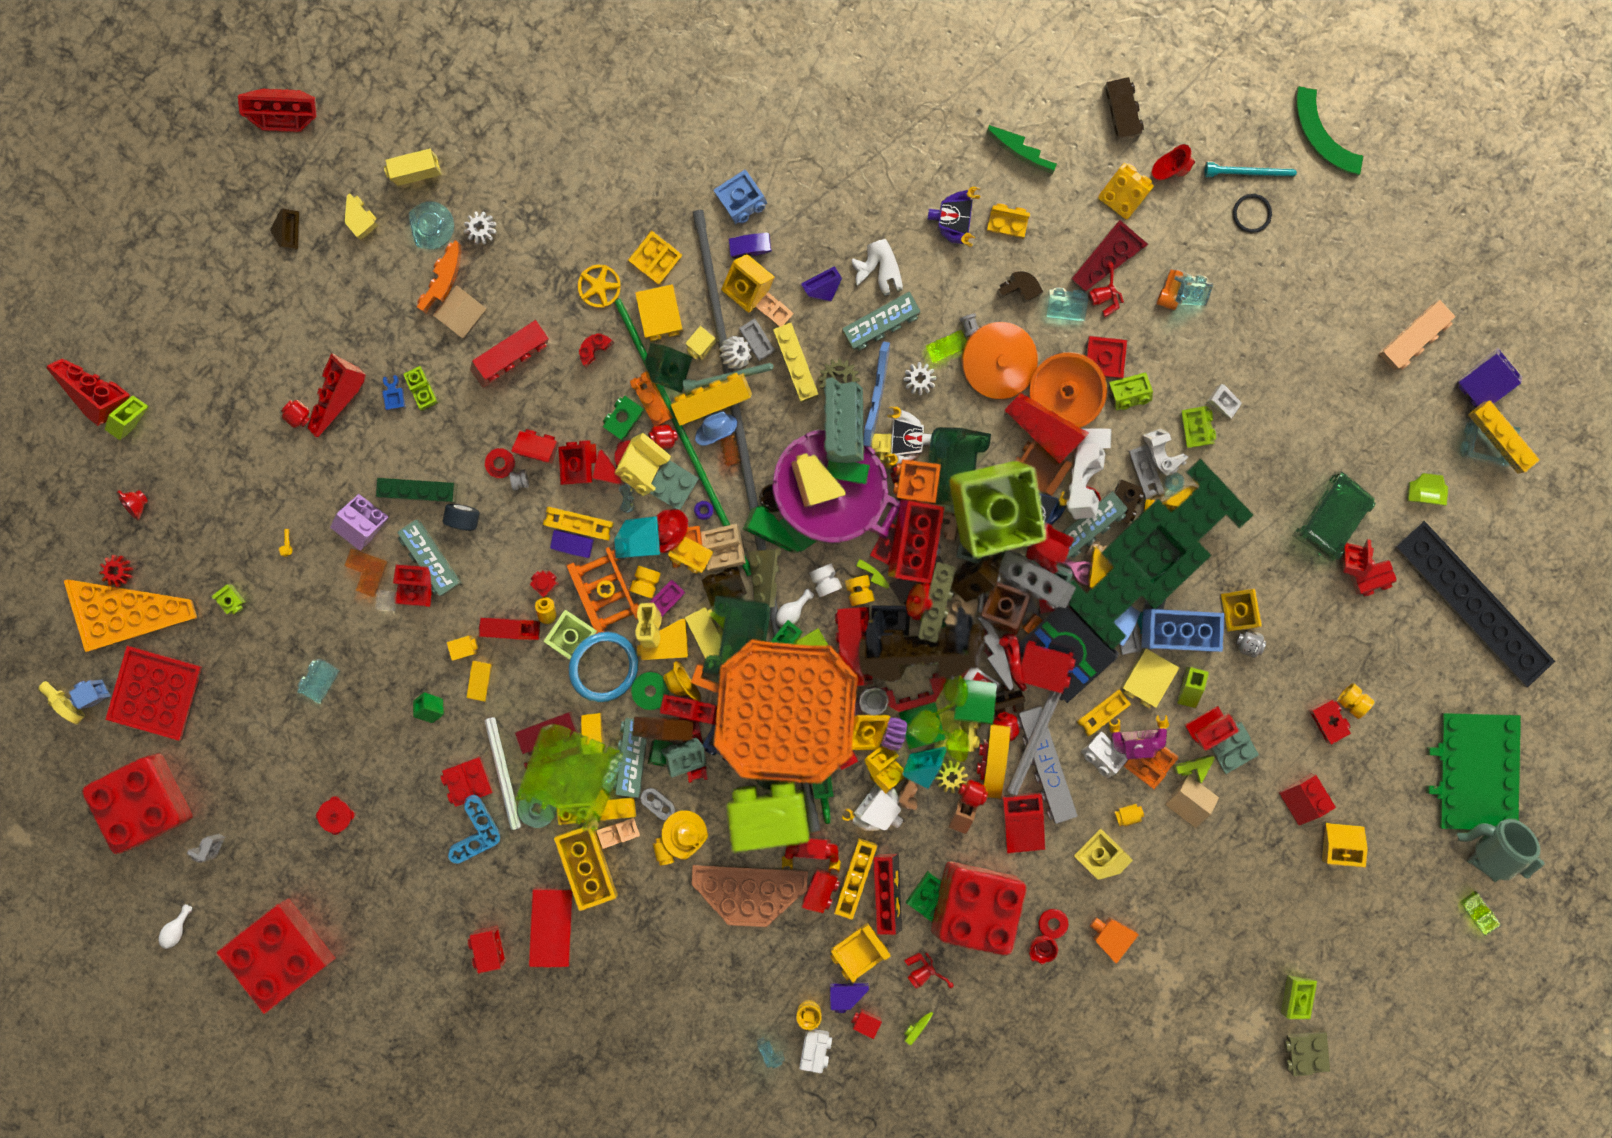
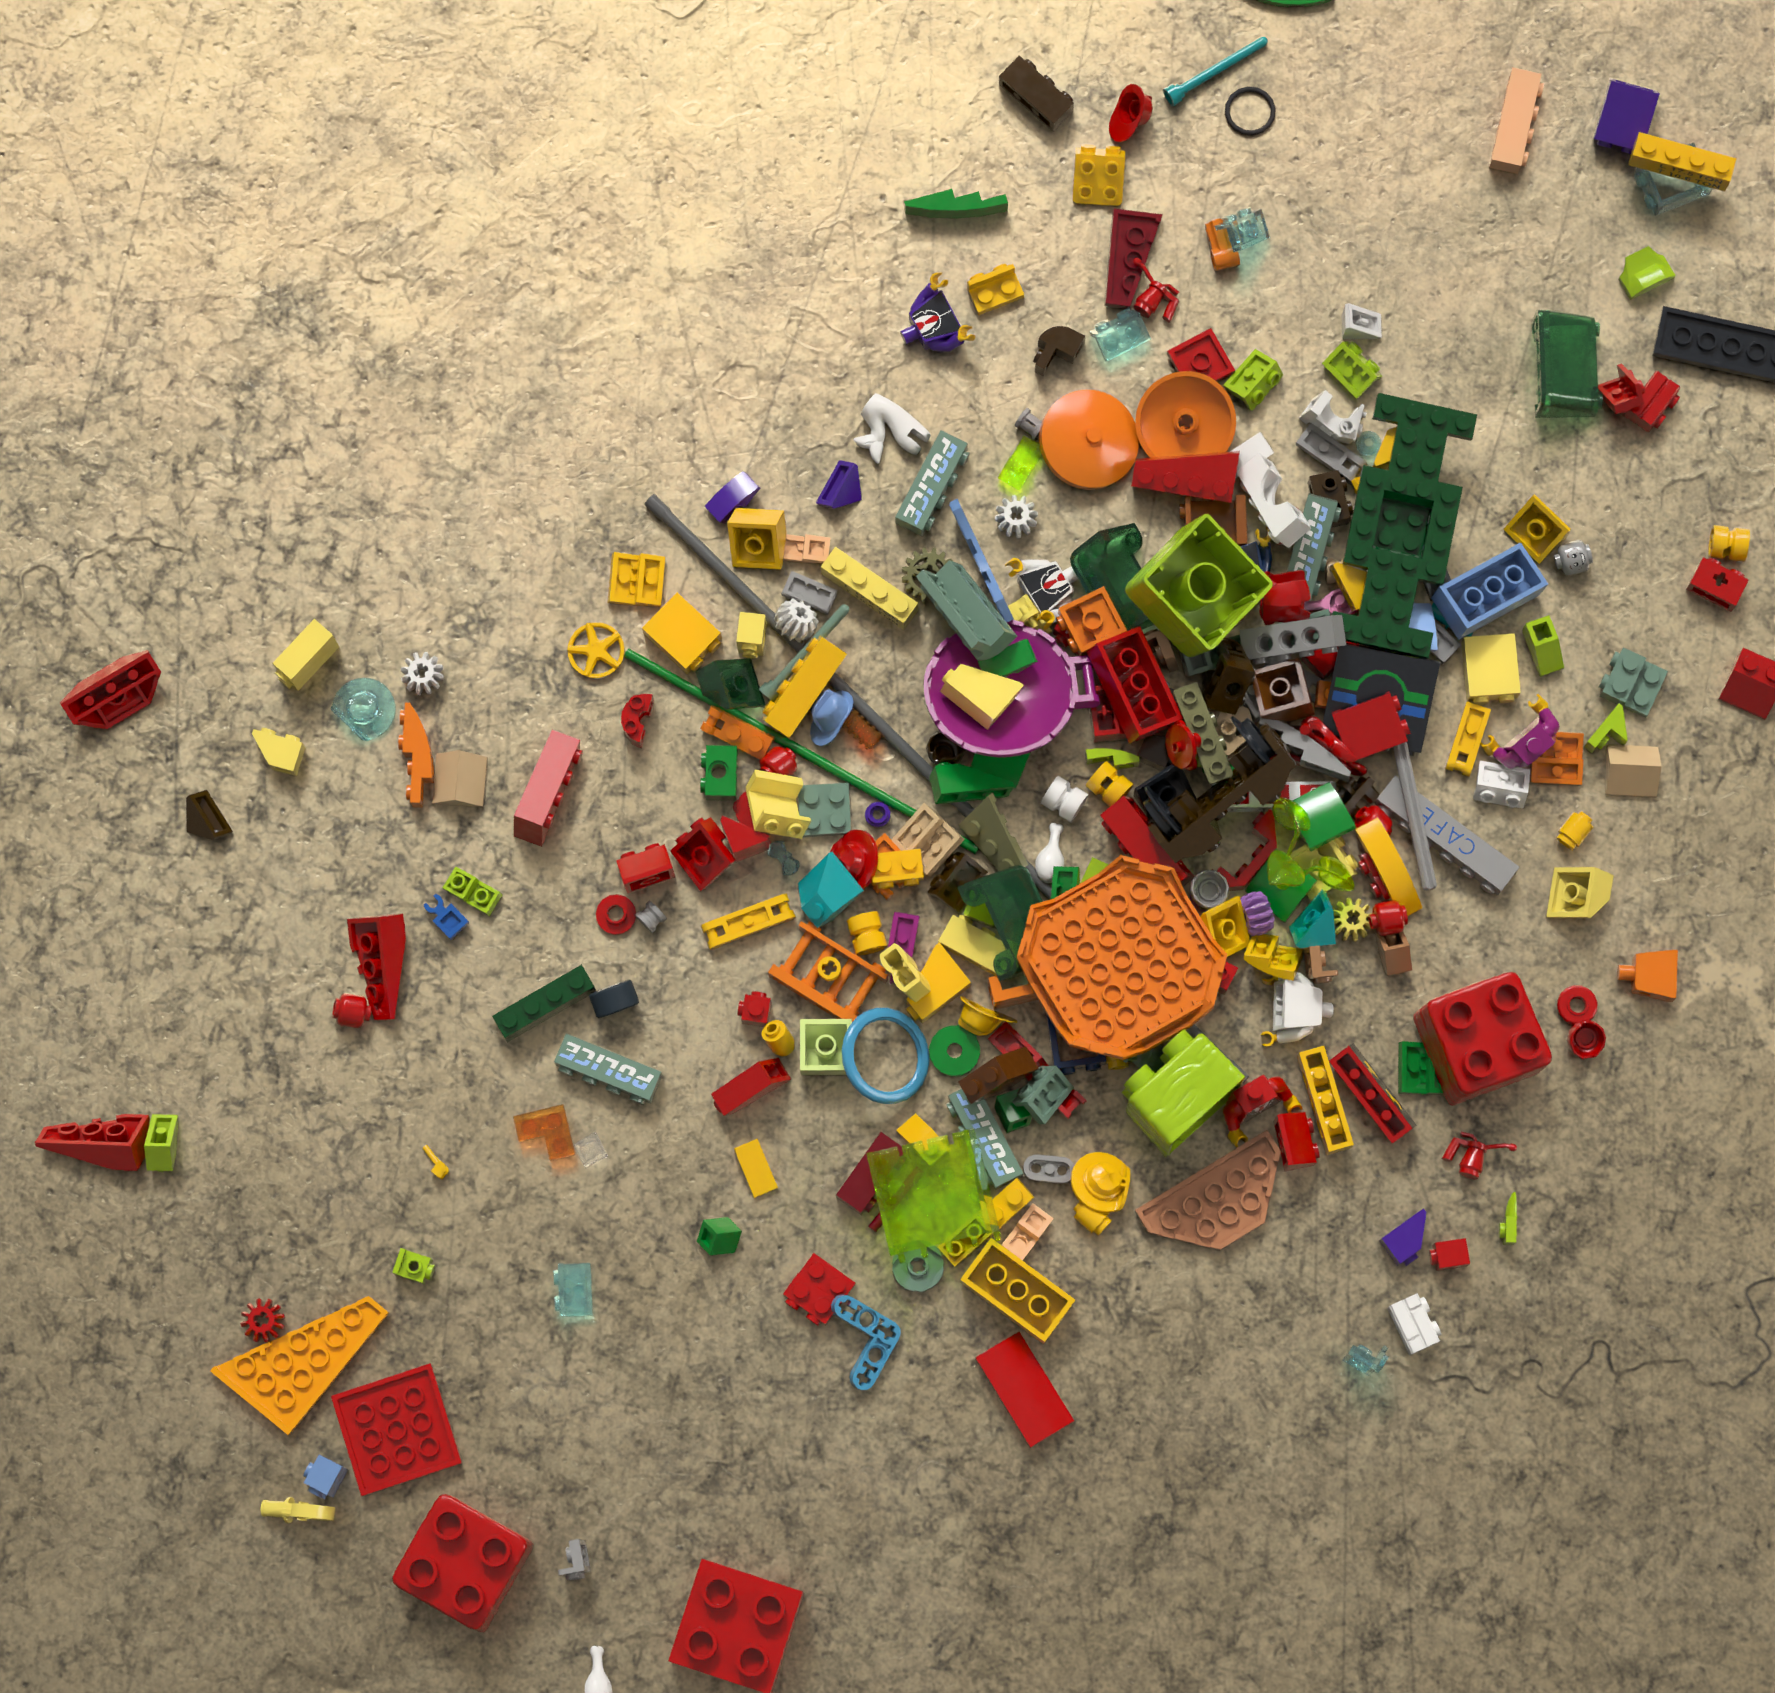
camera: 35 degrees left, 10 degrees down
(133, 502) = (232, 1231): red piece -> none
(334, 815) = (694, 1430): red piece -> none
(358, 522) = (502, 1082): lavender slope -> none
(413, 585) = (611, 1110): red slope -> none
(462, 647) = (712, 1142): yellow brick -> none
(487, 949) = (970, 1458): red brick -> none
(502, 773) = (853, 1254): white axle -> none
(571, 543) = (756, 947): dark purple slope -> none
(689, 709) = (1015, 1035): red slope -> none
(741, 197) = (687, 453): medium blue plate -> none
(809, 1015) = (1380, 1287): yellow wheel -> none
(823, 791) = (1221, 1030): green piece -> none
(859, 952) = (1387, 1181): yellow panel -> none
(1023, 822) = (1466, 915): red slope -> none
(1211, 728) = (1595, 673): red panel -> none

